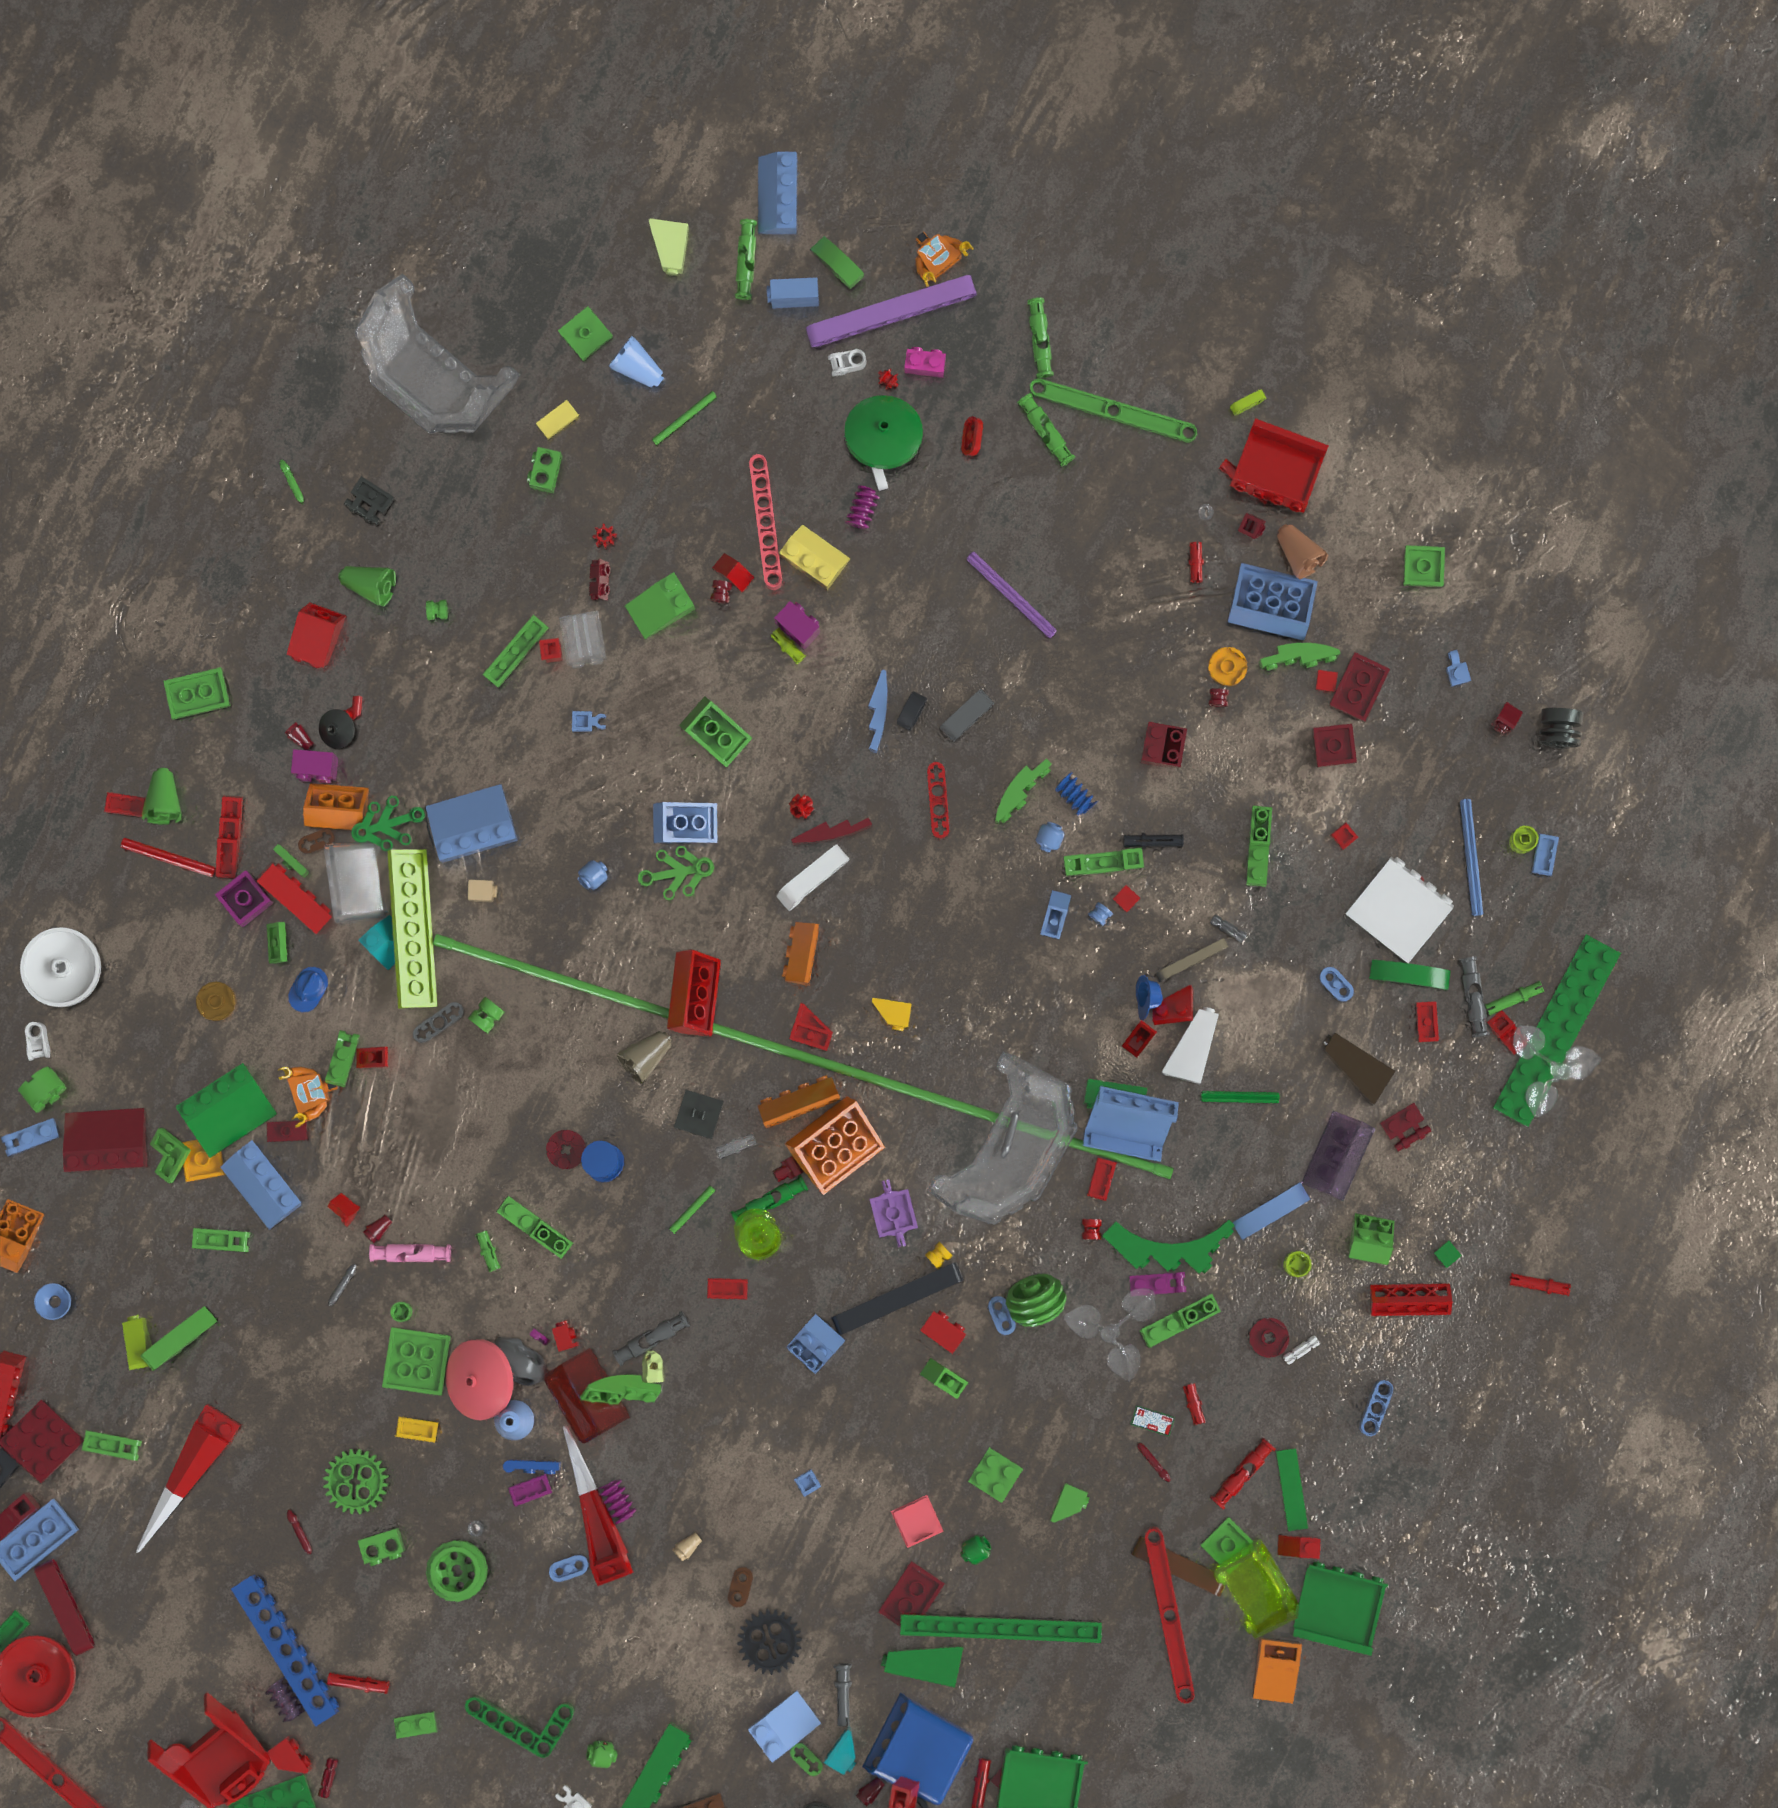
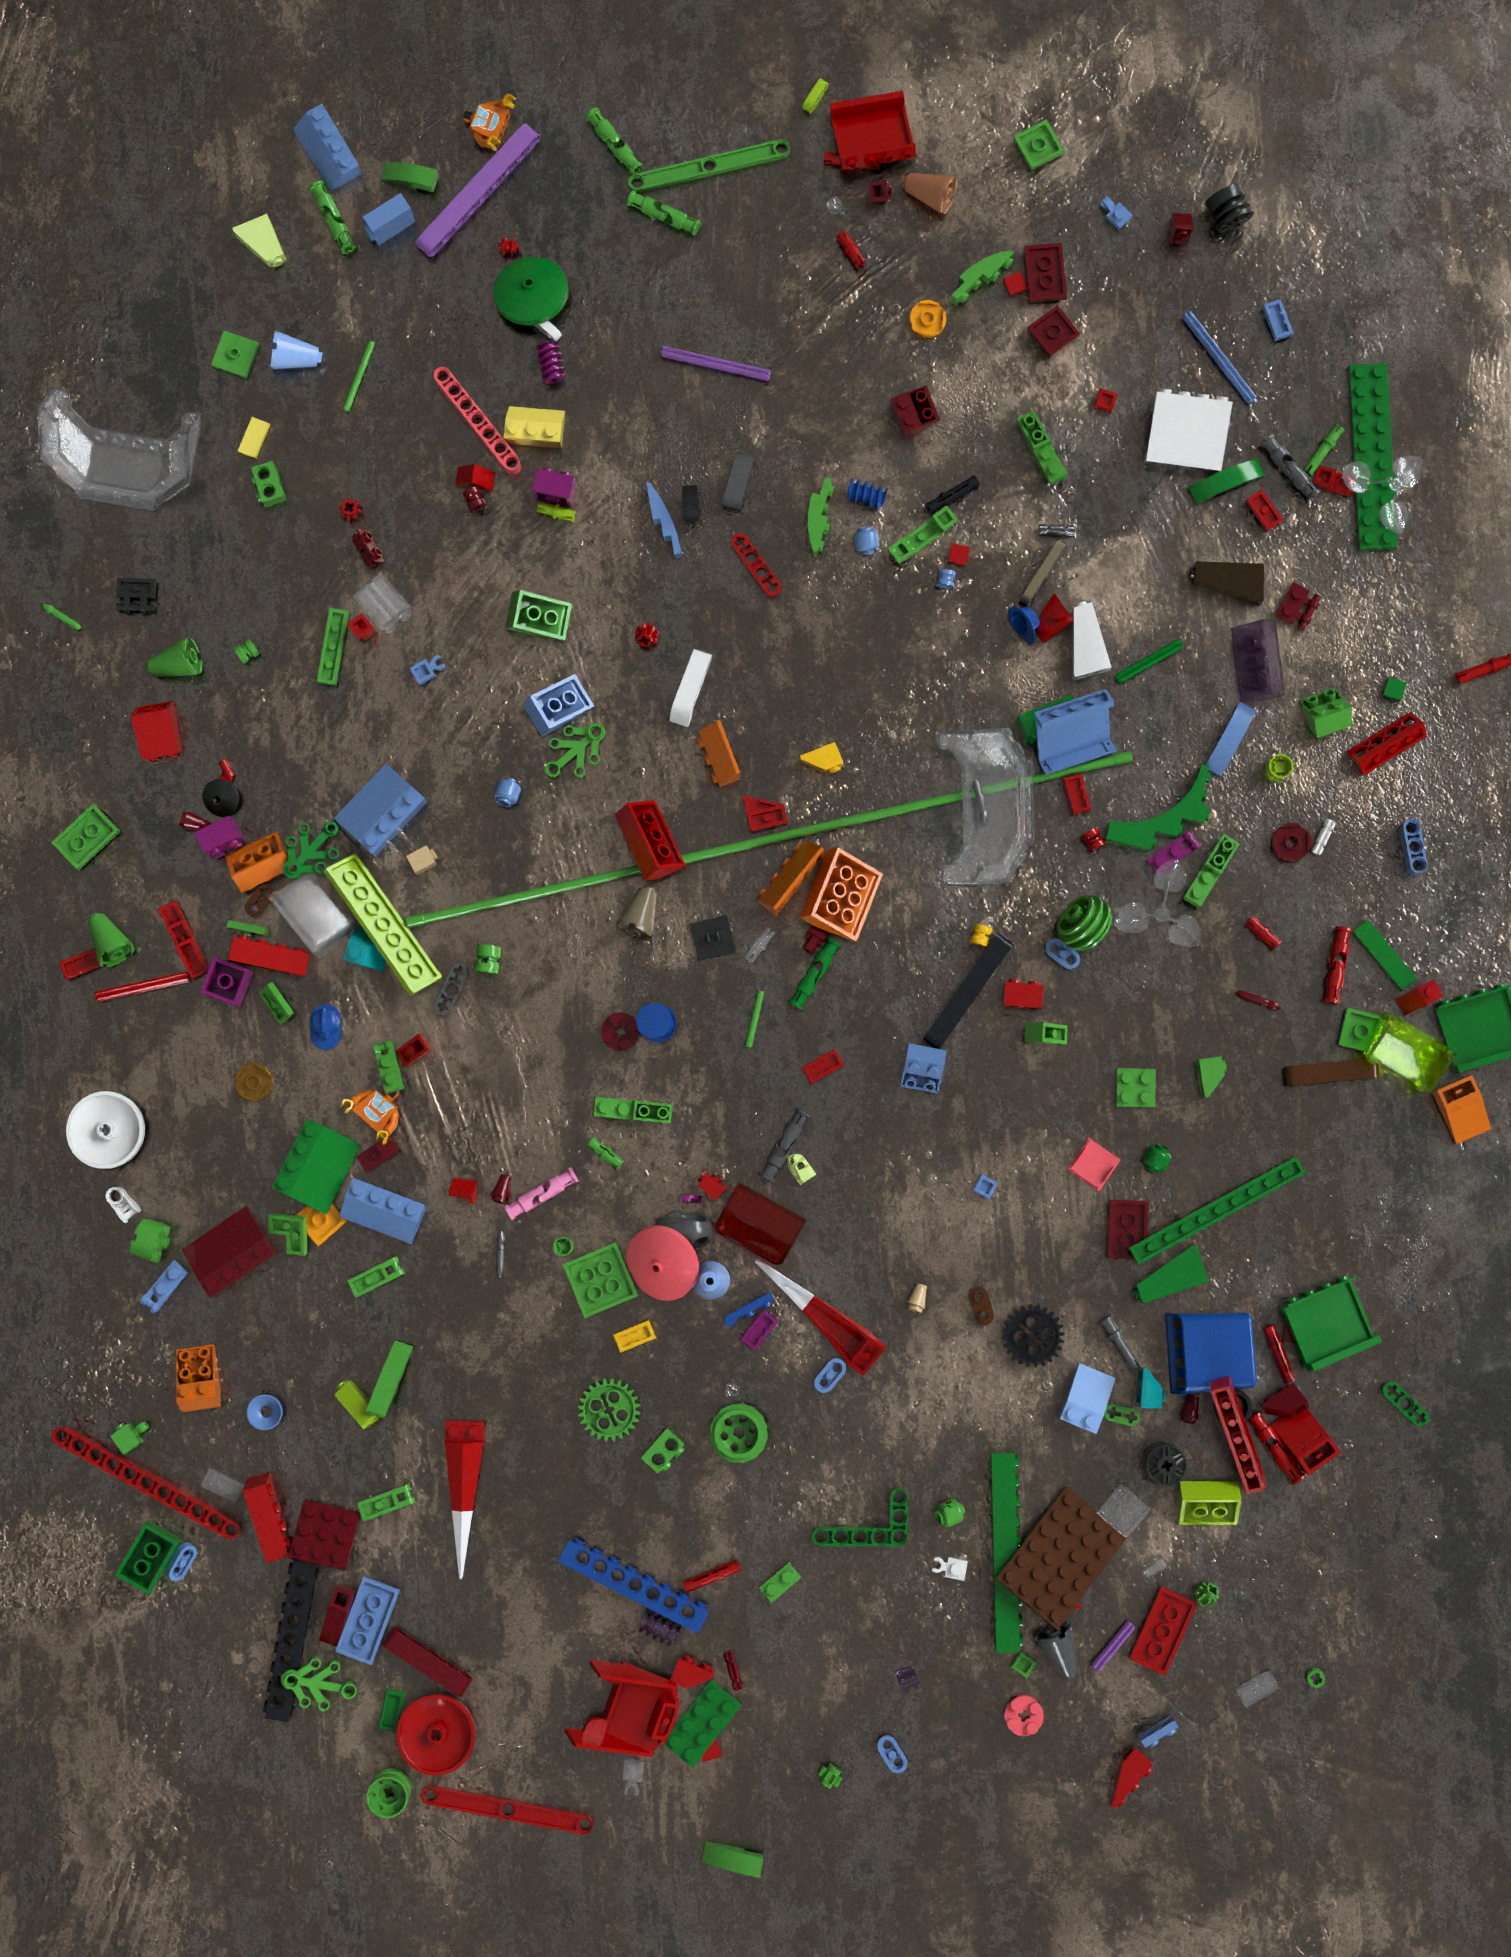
camera: 30 degrees left, 0 degrees up
(299, 1532) = (586, 1480): dark red piece -> none
(614, 1388) = (781, 1201): bright green slope -> none
(617, 1501) = (837, 1295): magenta piece -> none
(660, 606) = (431, 539): bright green slope -> none
(757, 1234) = (821, 1005): clear neon green wheel -> none
(823, 833) = (679, 646): dark red slope -> none
(845, 362) = (467, 254): white piece -> none
(893, 1213) = (923, 923): medium lavender plate -> none
(925, 362) = (531, 215): dark pink brick -> none
(972, 436) = (605, 253): red plate -> none
(1055, 914) = (909, 601): medium blue slope -> none
(1139, 1038) = (1038, 660): red slope -> none
(1152, 1420) = (1237, 966): tile -> none
(1171, 1628) = (1339, 1107): red beam -> none
(1218, 697) = (936, 347): dark red wheel -> none
(1272, 601) = (933, 245): medium blue slope -> none
(1336, 984) = (1172, 522): medium blue plate -> none
(1523, 839) = (1253, 317): lime wheel -> none

